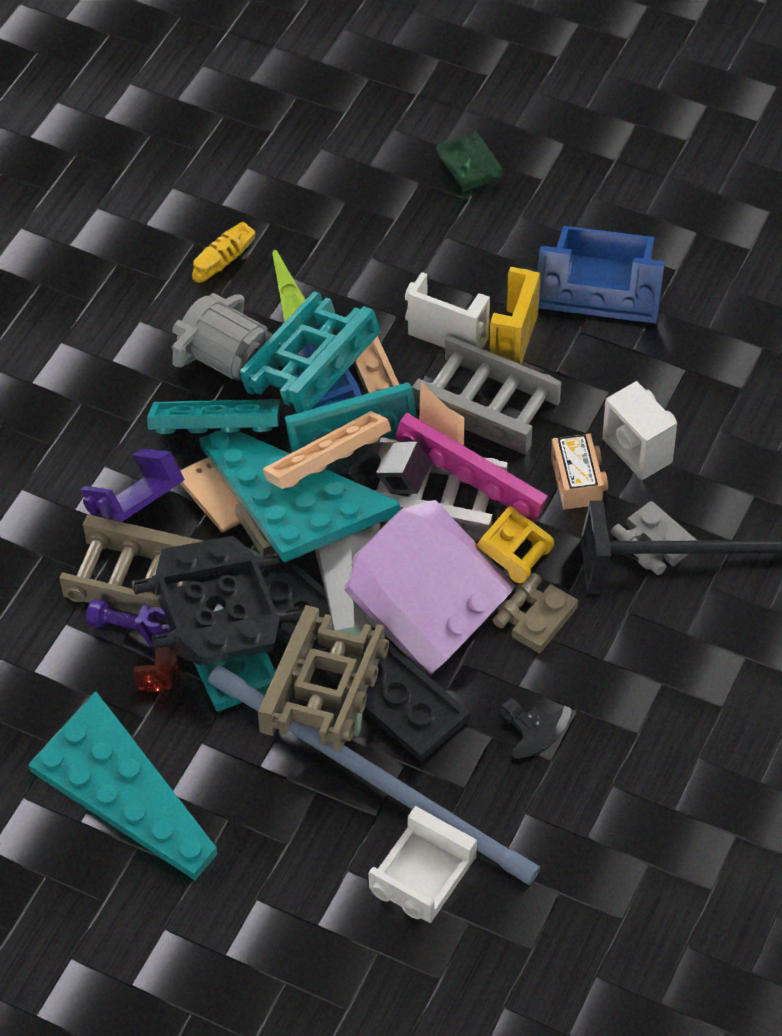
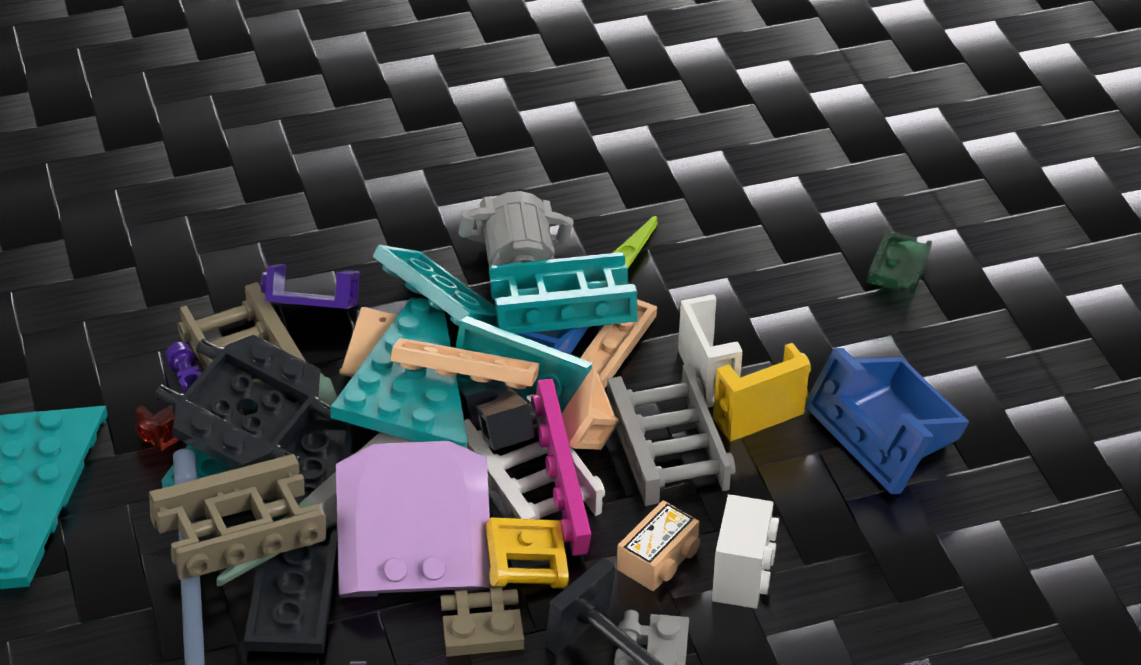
camera: 45 degrees right, 10 degrees down
(222, 252) = (599, 188): yellow hinge -> none

